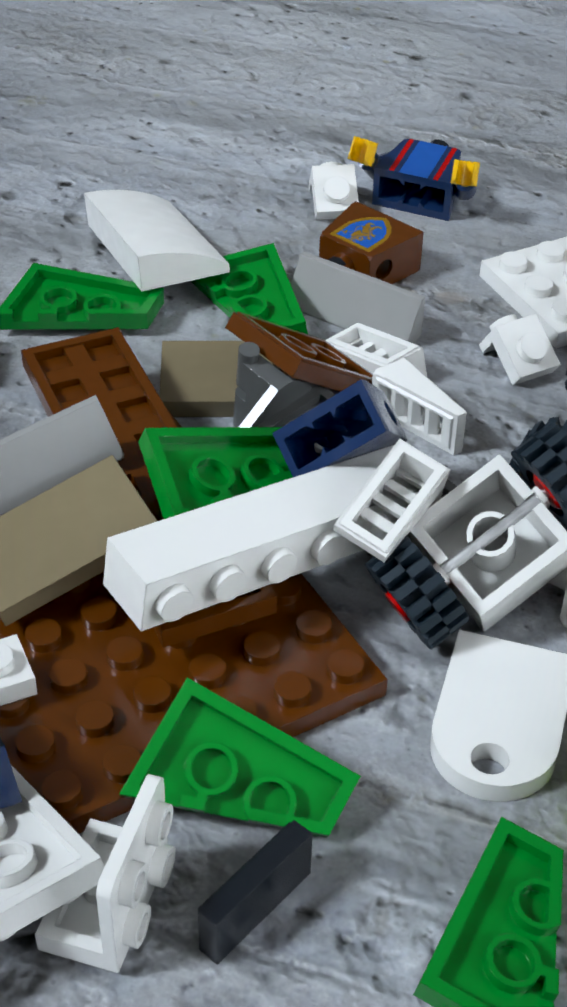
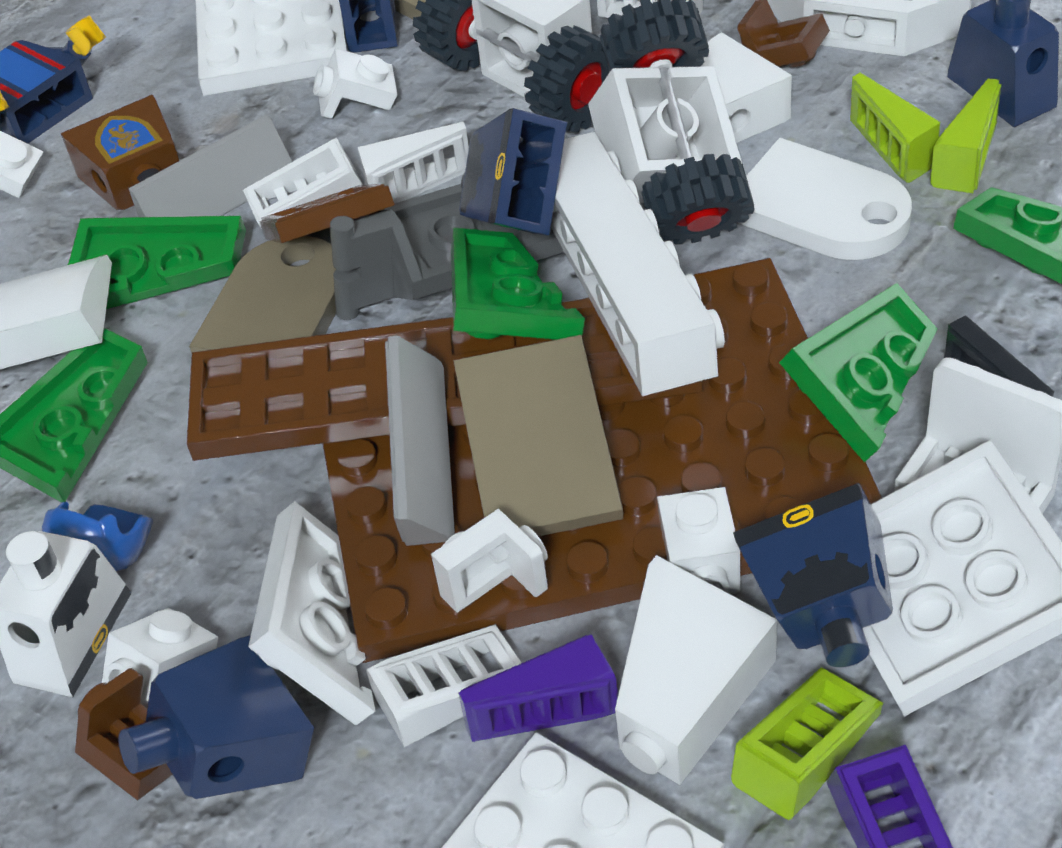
camera: 65 degrees left, 5 degrees up
(412, 467) = (619, 146): white slope -> none

